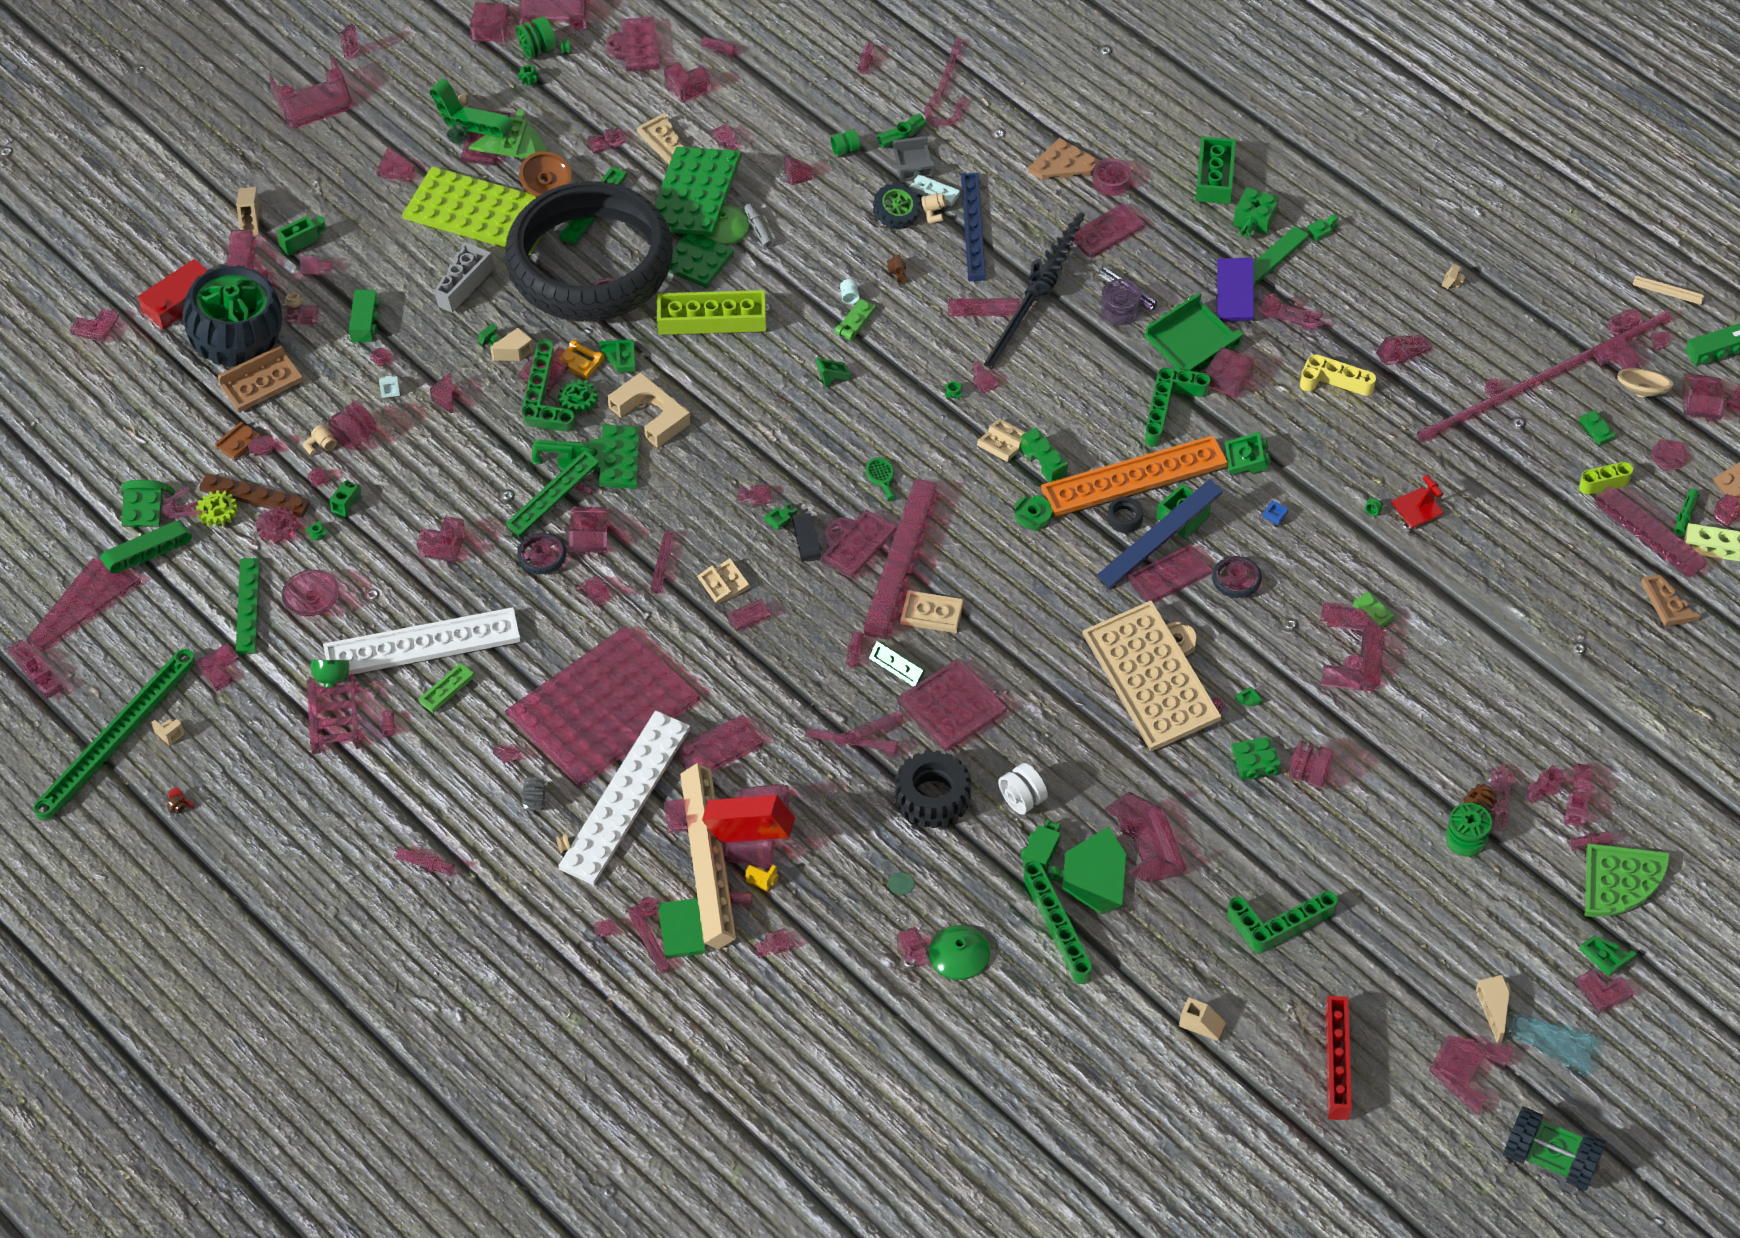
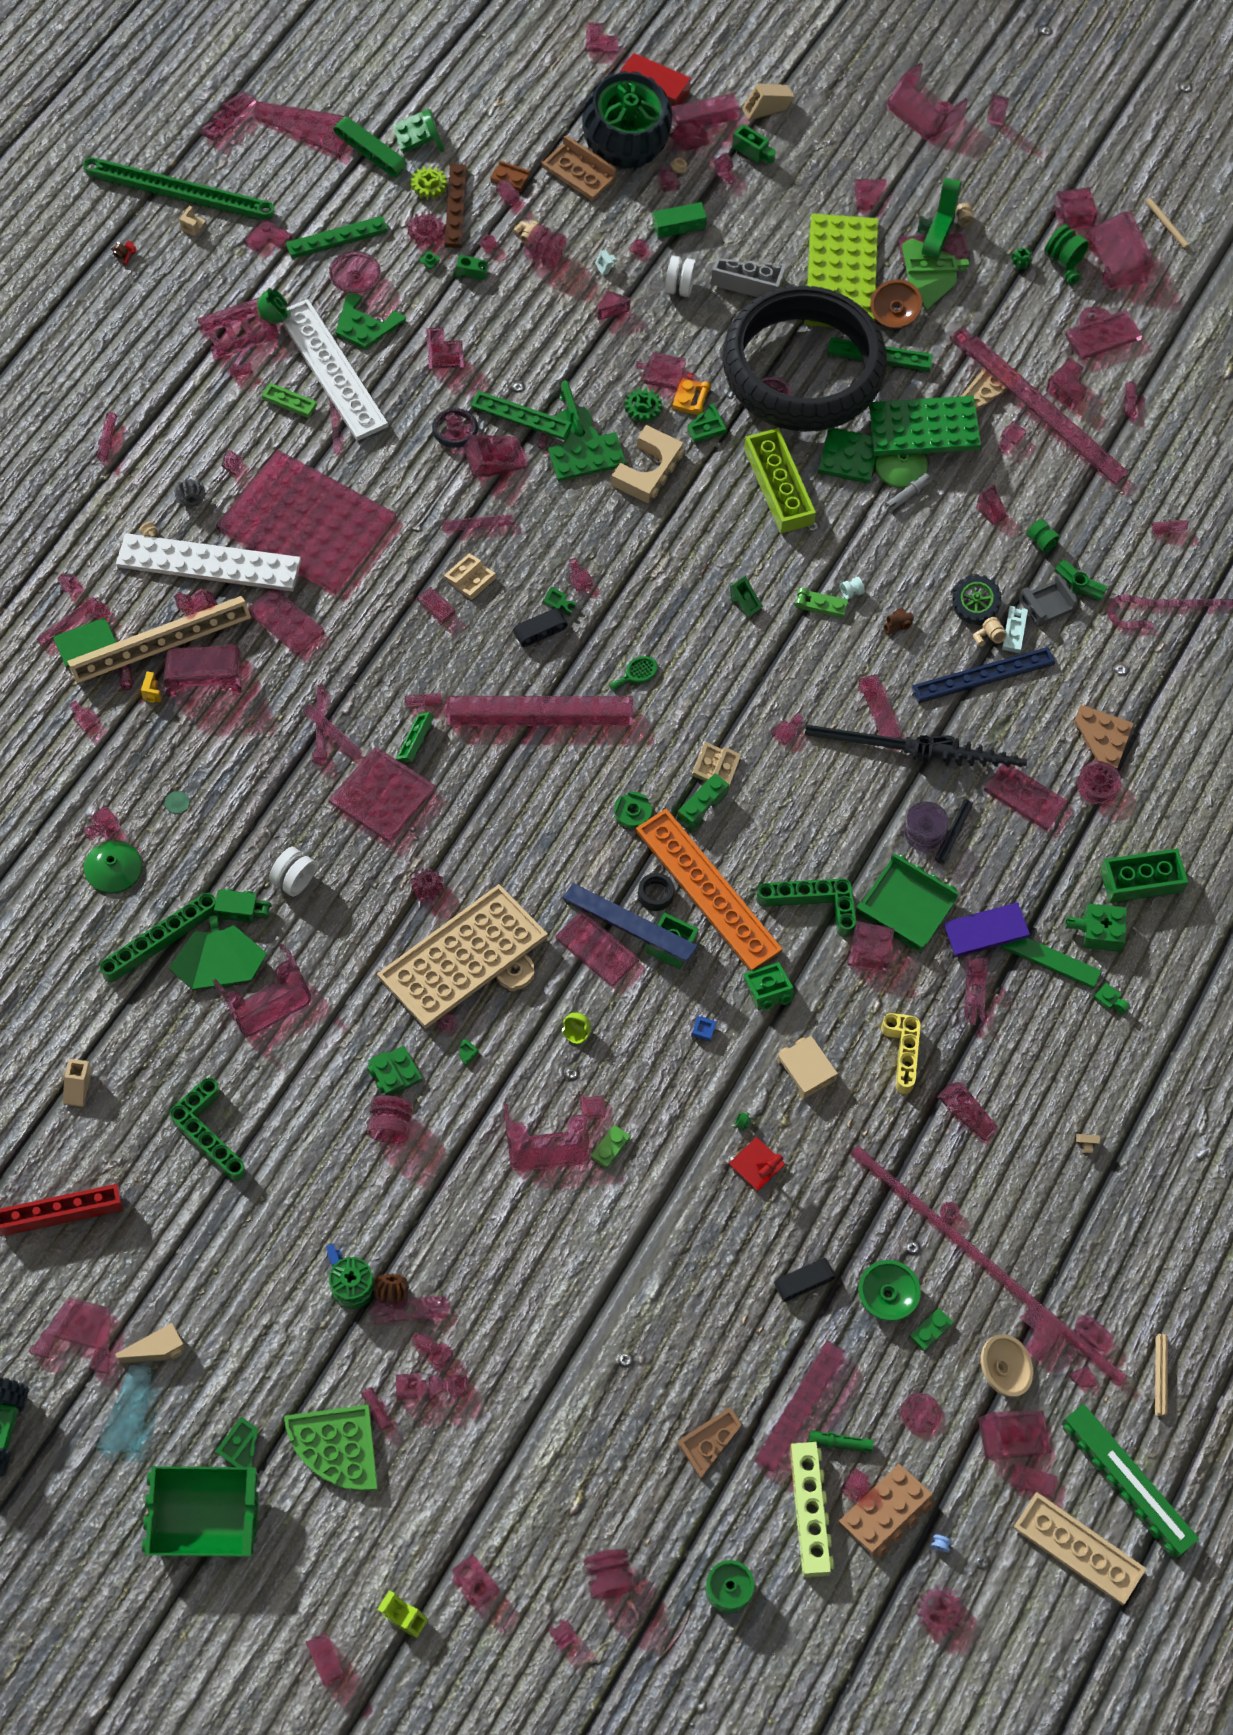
camera: 70 degrees right, 10 degrees up
(172, 509) = (417, 151): clear pink plant -> none
(376, 610) = (362, 329): none -> green wing
(440, 326) = (680, 276): none -> white wheel
(488, 335) = (691, 317): green tile -> none
(492, 657) = (335, 428): none -> clear pink bar
(512, 347) = (684, 339): tan slope -> none
(539, 390) = (633, 372): green beam -> none
(595, 590) = (426, 479): clear pink bracket -> none
(709, 103) = (1046, 410): none -> clear pink plate
(748, 818) = (179, 649): red brick -> none
(855, 542) = (547, 669): clear pink plate -> none
(932, 611) = (488, 753): tan tile -> none
(933, 810) = (271, 777): black tyre -> none
(953, 390) = (762, 702): green plate -> none
(1064, 688) = (421, 879): none -> clear pink gear
(1237, 577) = (603, 1023): clear pink wheel -> none
(1251, 604) = (576, 1028): none -> lime hair
(1333, 446) = (807, 1066): none -> tan panel
(1436, 842) = (334, 1255): none -> blue plate
(1535, 499) = (804, 1279): none -> black beam
(1561, 440) = (892, 1278): none -> green dish
(1599, 478) = (862, 1357): lime beam -> none
(1600, 995) = (190, 1446): clear pink plate -> none
(1675, 988) = (201, 1511): none -> green cylinder

